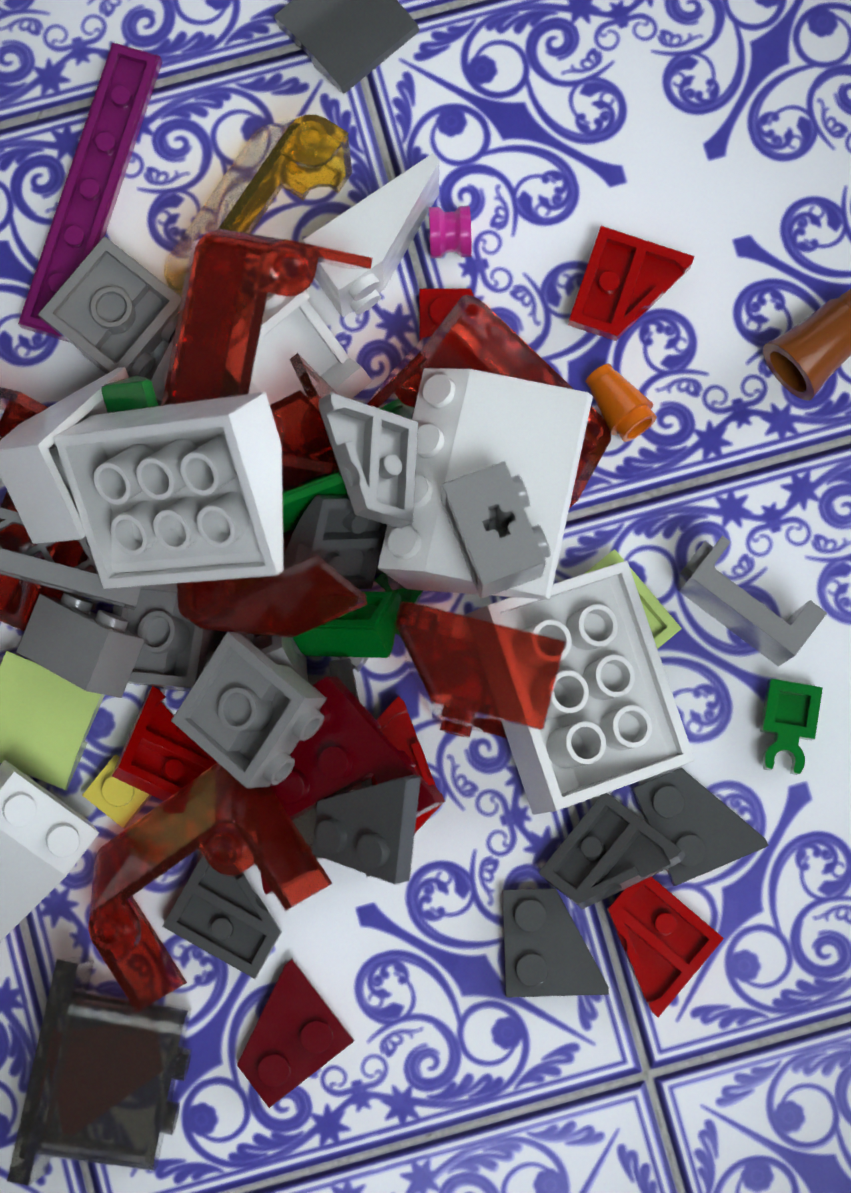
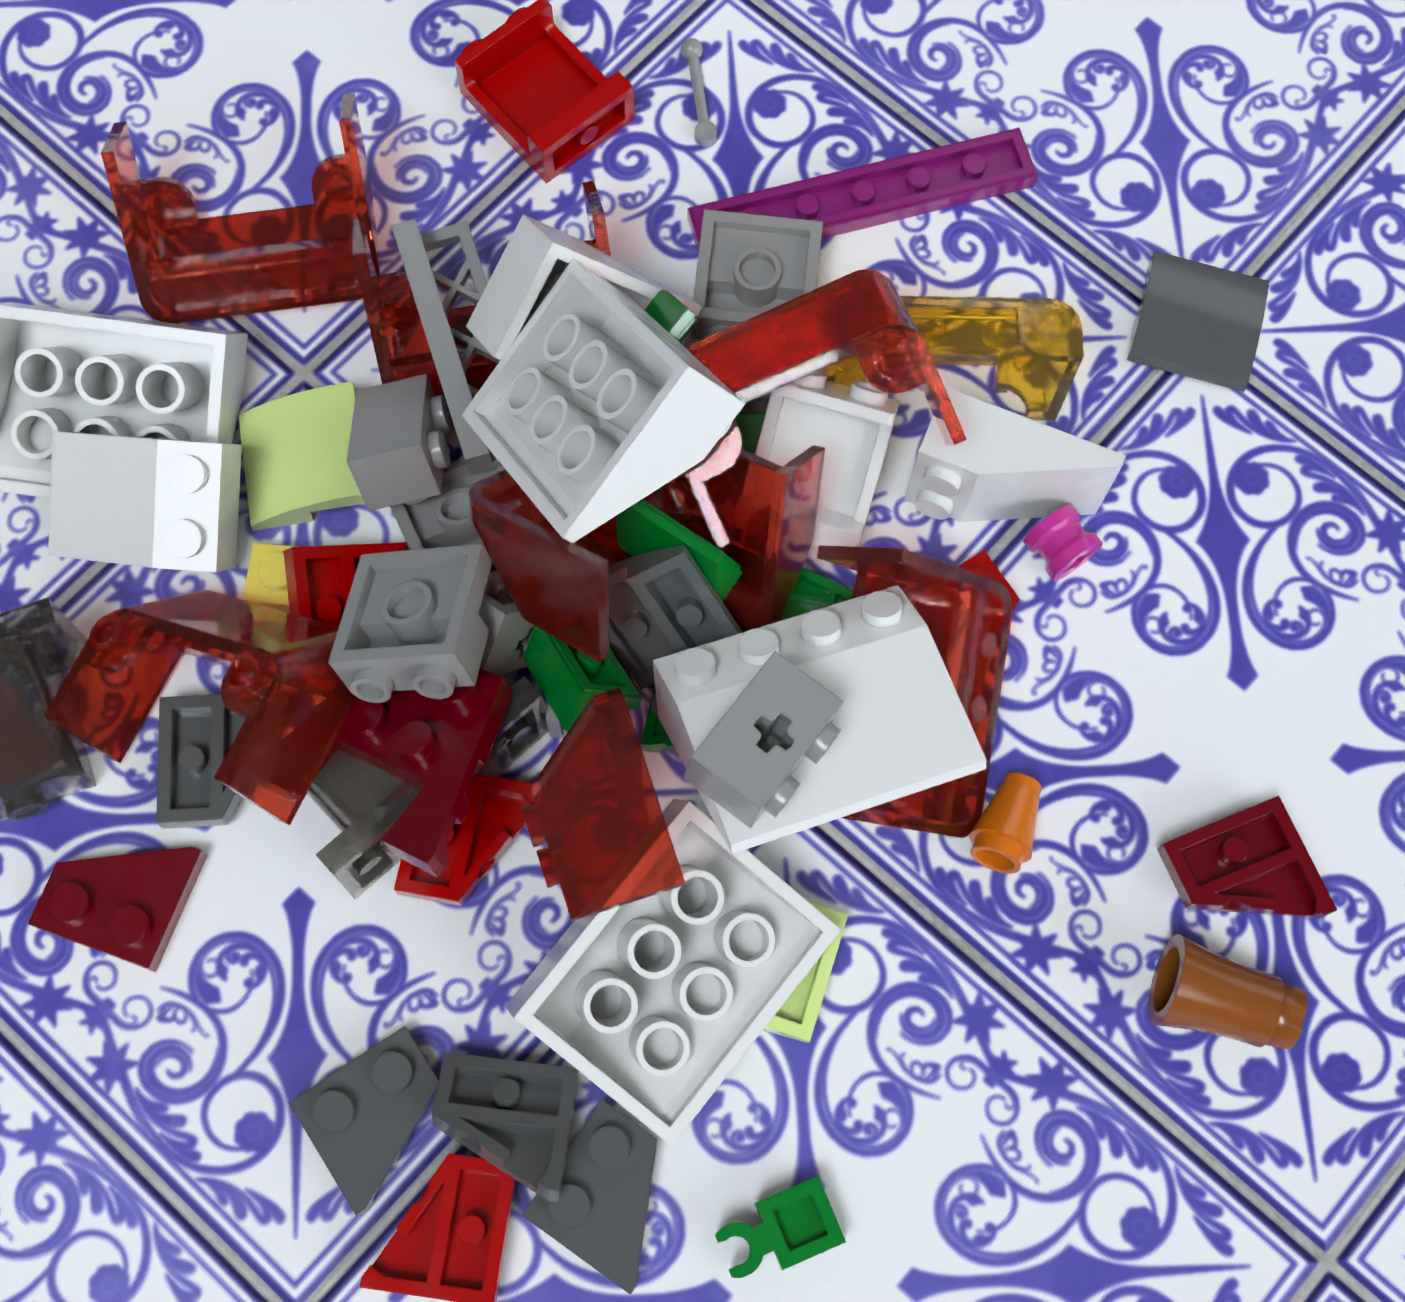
camera: 55 degrees right, 10 degrees down
(370, 829) = (362, 820): dark grey wing -> none
(374, 458) = (761, 576): light grey wing -> none
(624, 282) = (1137, 749): red wing -> none
(742, 612) = (863, 1151): light grey panel -> none
(745, 266) = (1248, 866): none -> dark red wing

